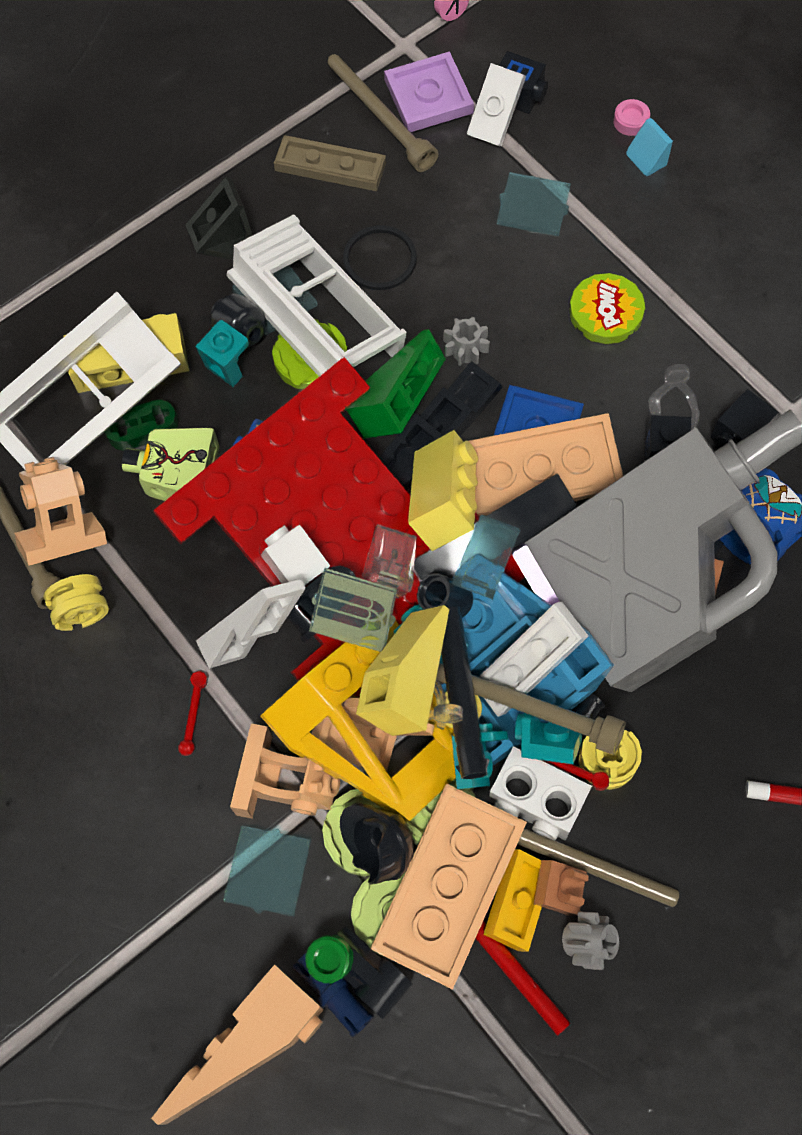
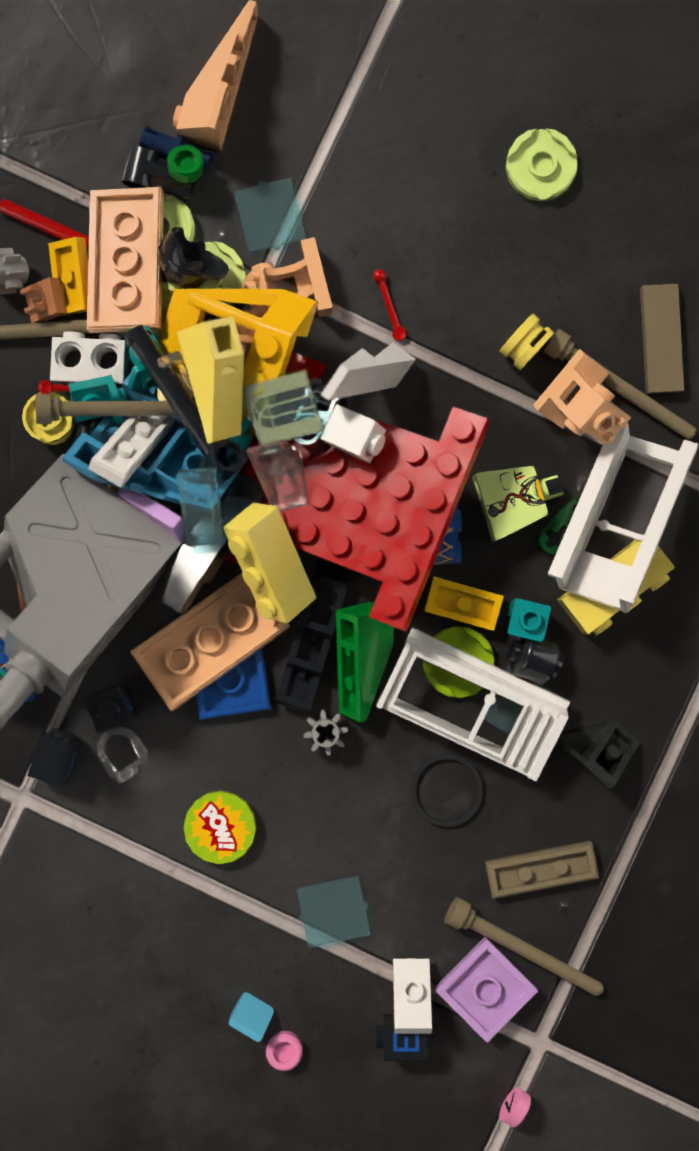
camera: 150 degrees right, 20 degrees up
(266, 388) = (463, 603): none -> yellow plate

